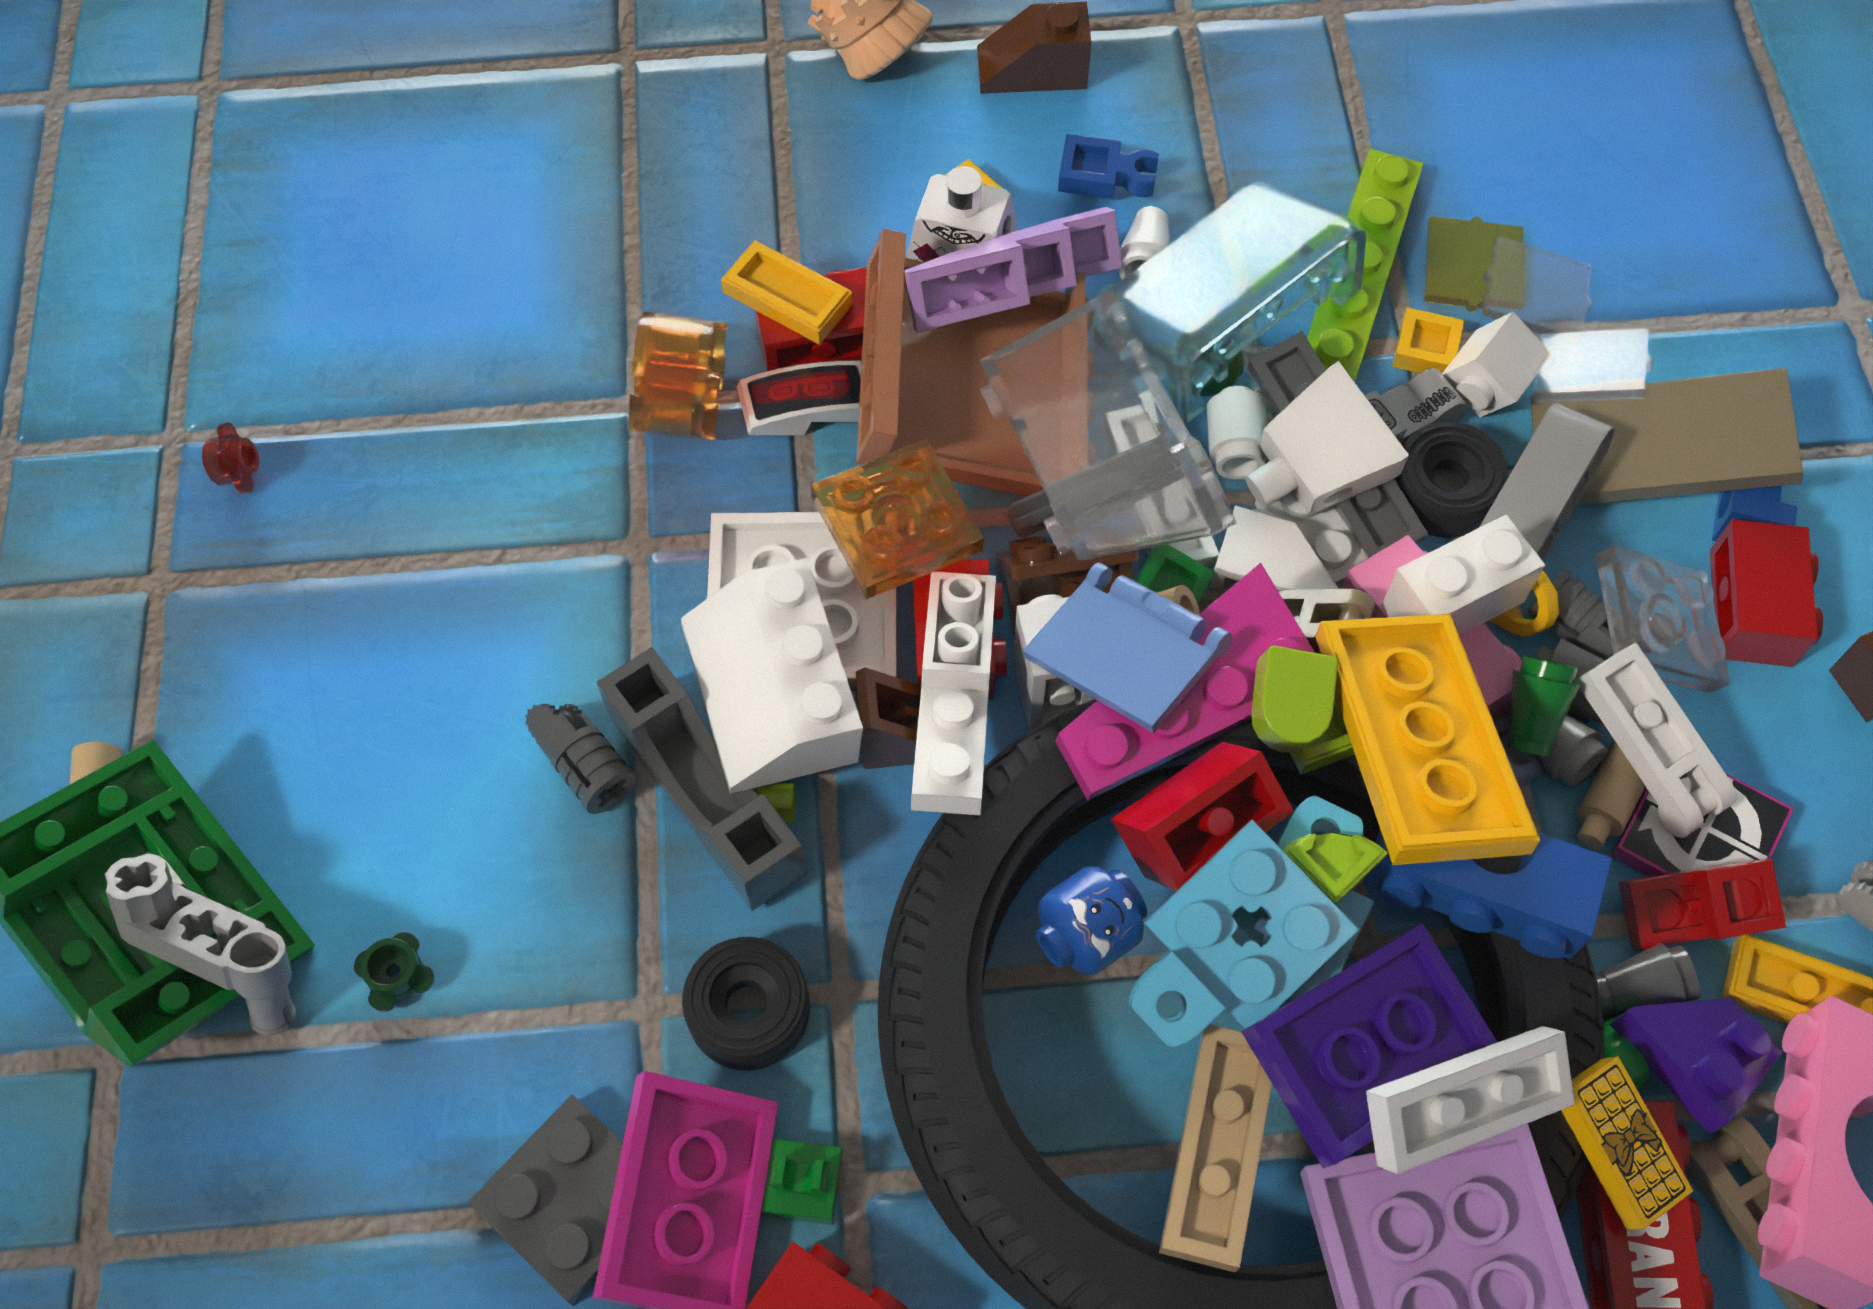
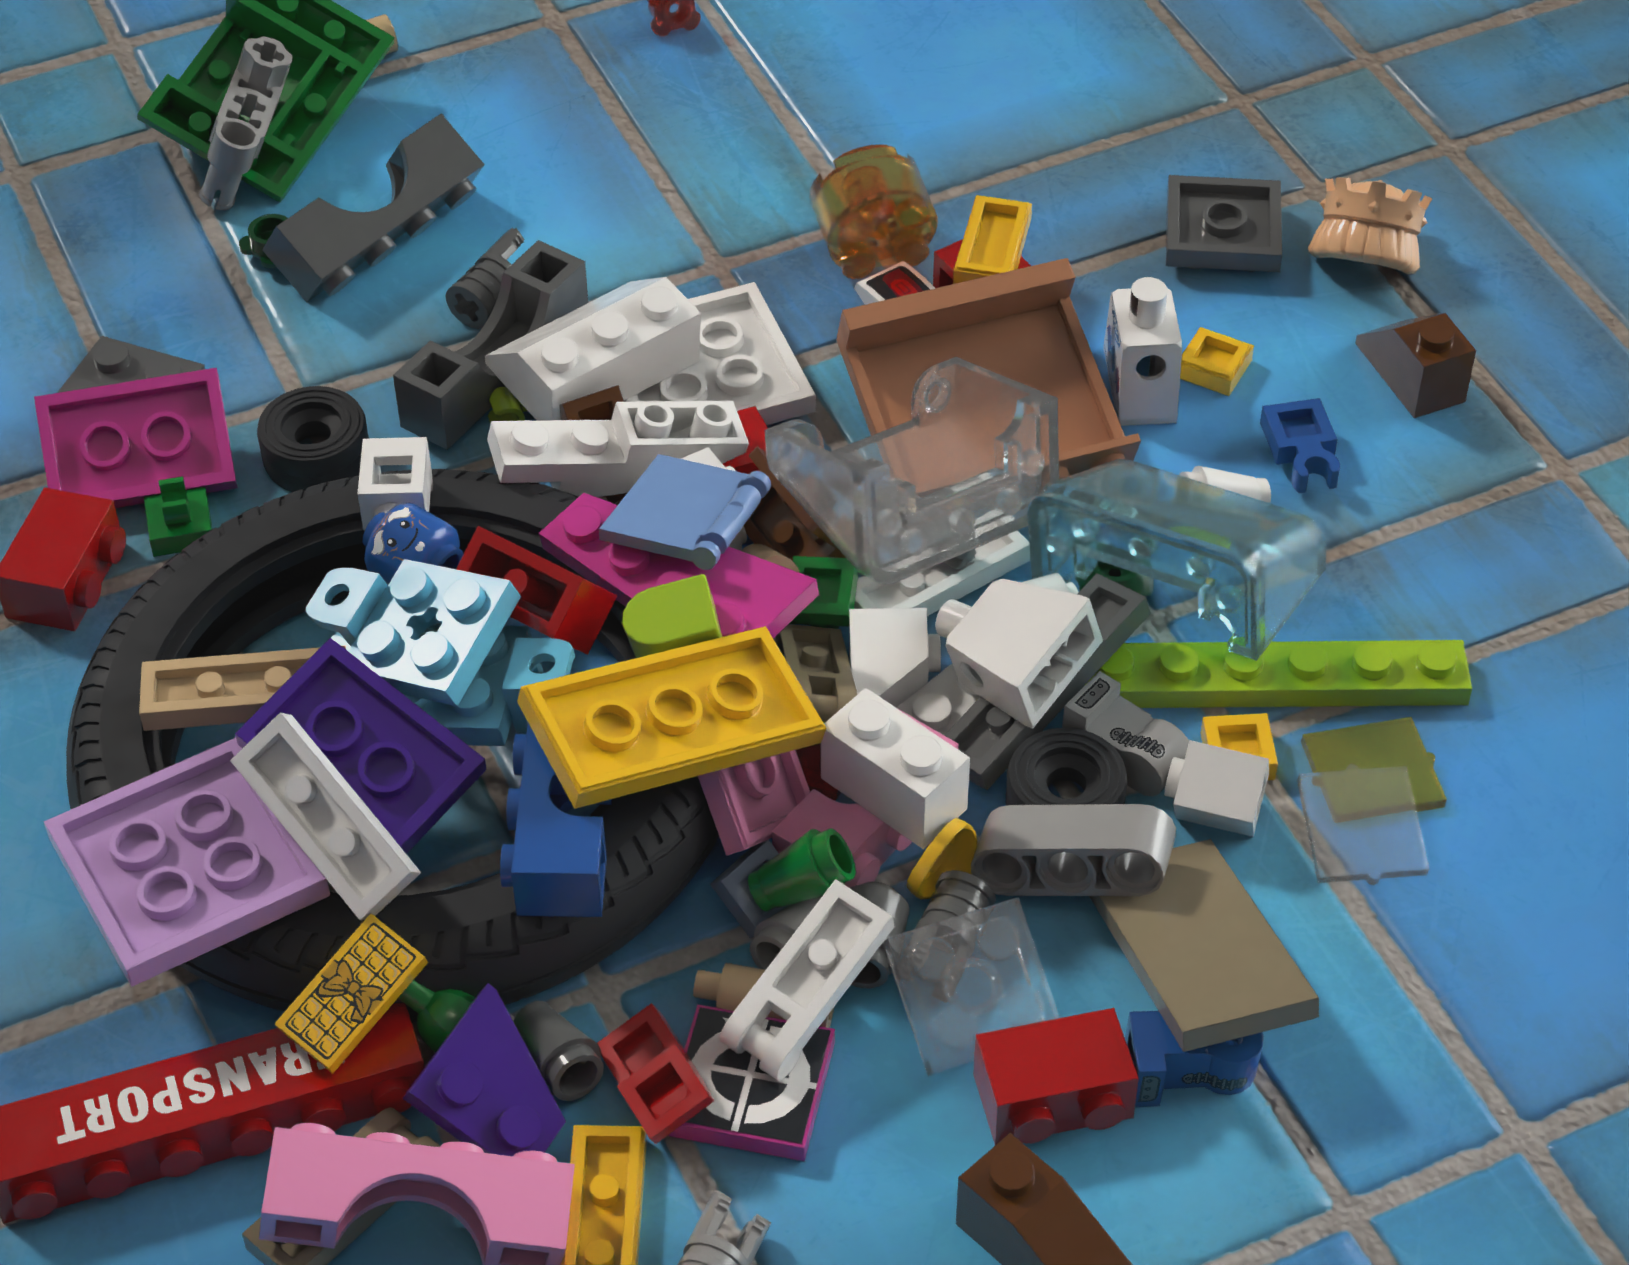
camera: 70 degrees right, 15 degrees down
(391, 773) = (325, 243): none -> dark grey arch
(803, 122) = (1224, 223): none -> dark grey plate
(897, 518) = (768, 356): clear orange plate -> none
(976, 890) = (384, 491): none -> white brick
(1012, 268) = (1102, 377): lavender slope -> none
(1335, 861) = (504, 667): lime tile -> none
(1594, 366) = (1270, 873): clear piece -> none

